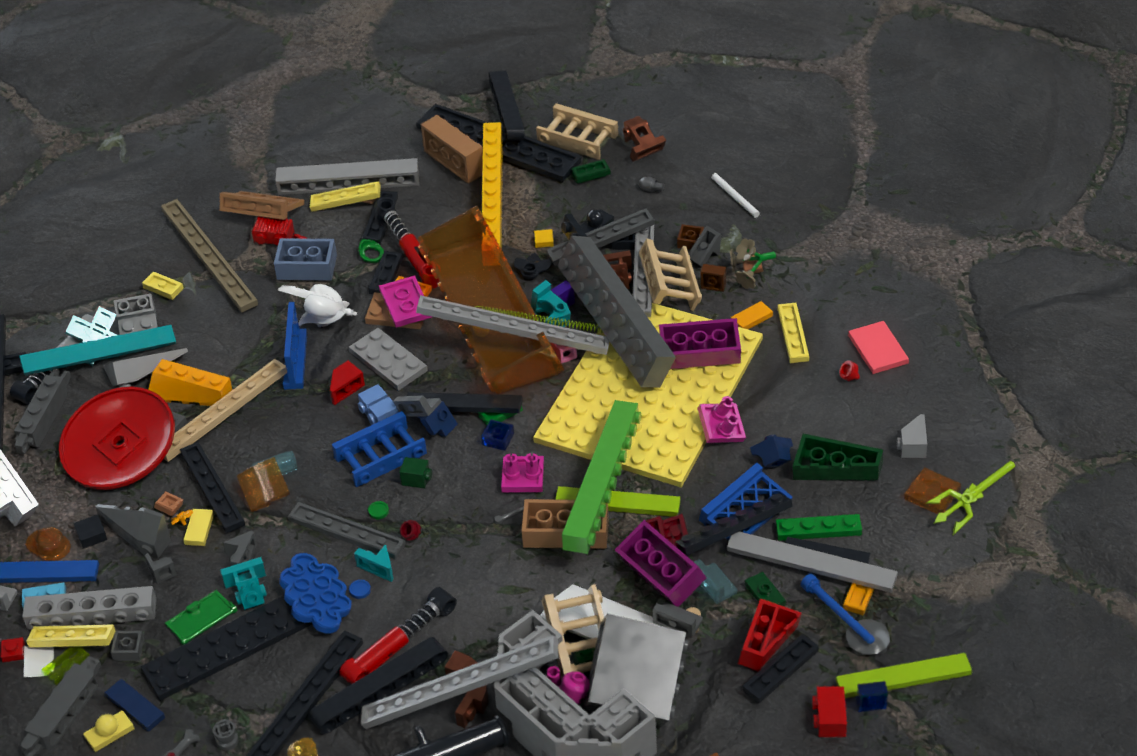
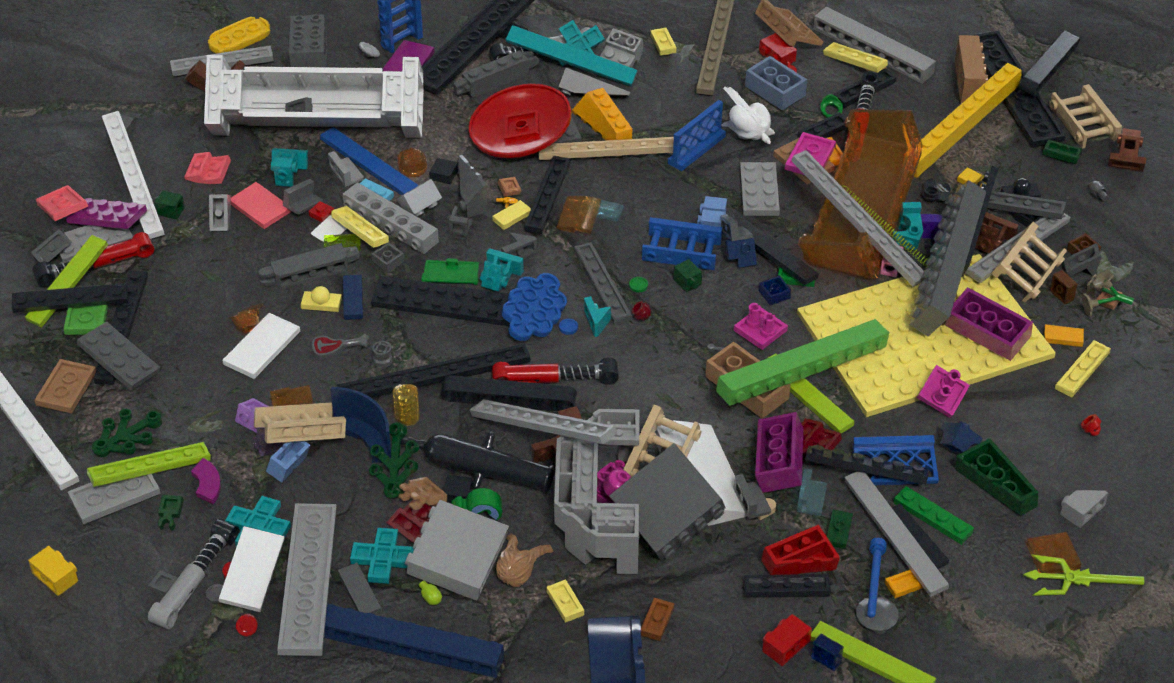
camera: 40 degrees right, 0 degrees up
(100, 569) = (419, 198): none -> light grey brick
(345, 381) = (708, 183): red slope -> none
(734, 194) = (1159, 240): white bar -> none
(878, 347) = (1138, 424): coral tile -> none

